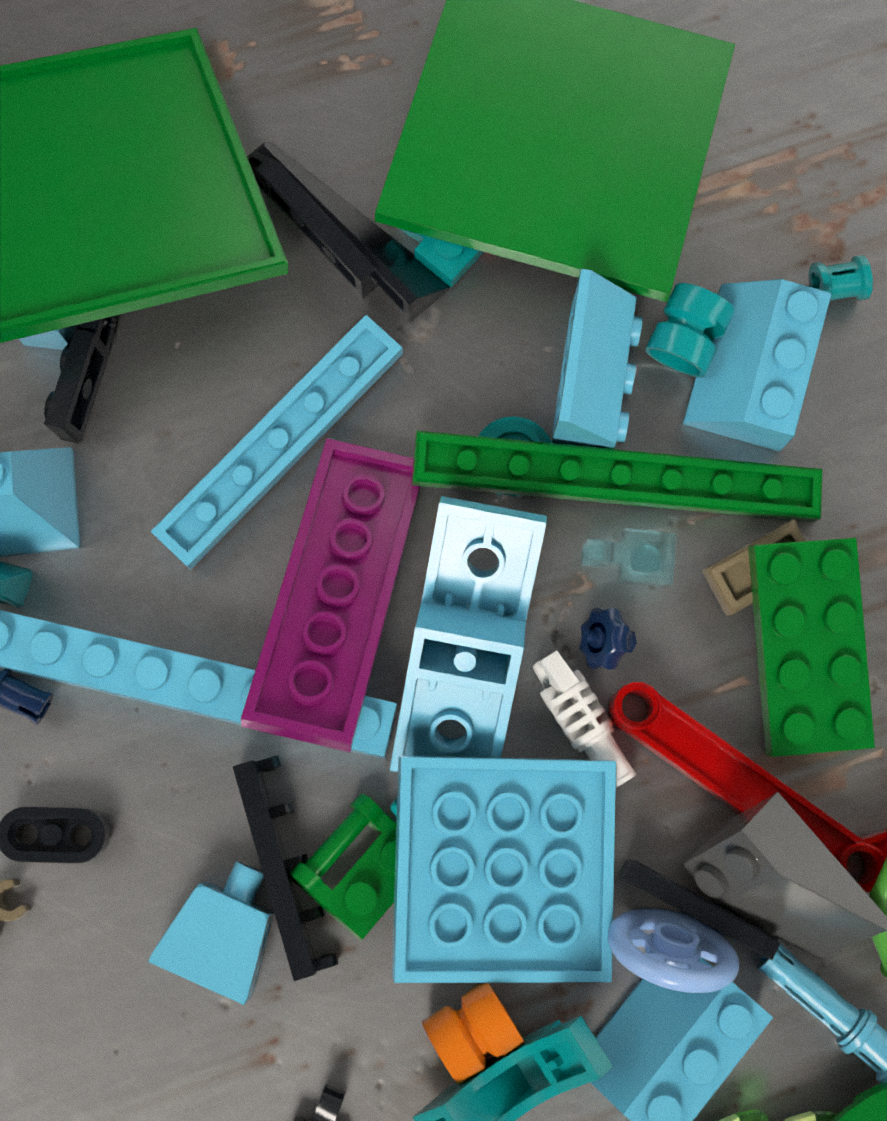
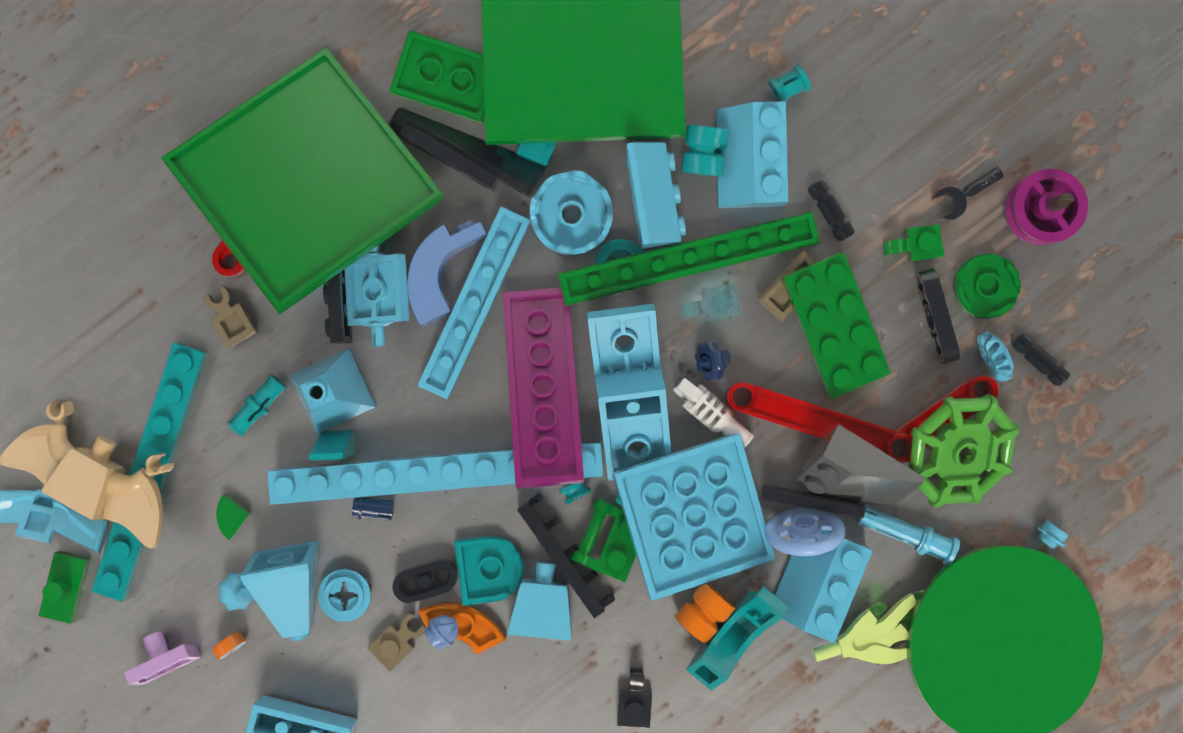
camera: 15 degrees left, 10 degrees up
(47, 923) = (441, 631): none -> medium blue plate
(87, 923) = (473, 625): none -> orange tile
(141, 375) = (377, 292): none -> medium azure plate
(156, 849) = (487, 568): none -> teal tile
(230, 366) = (427, 267): none -> medium blue arch
(332, 767) = (572, 491): none -> teal bush
(341, 117) = (441, 76): none -> green tile
(471, 324) = (578, 190): none -> medium azure plate
(850, 478) = (831, 210): none -> black axle

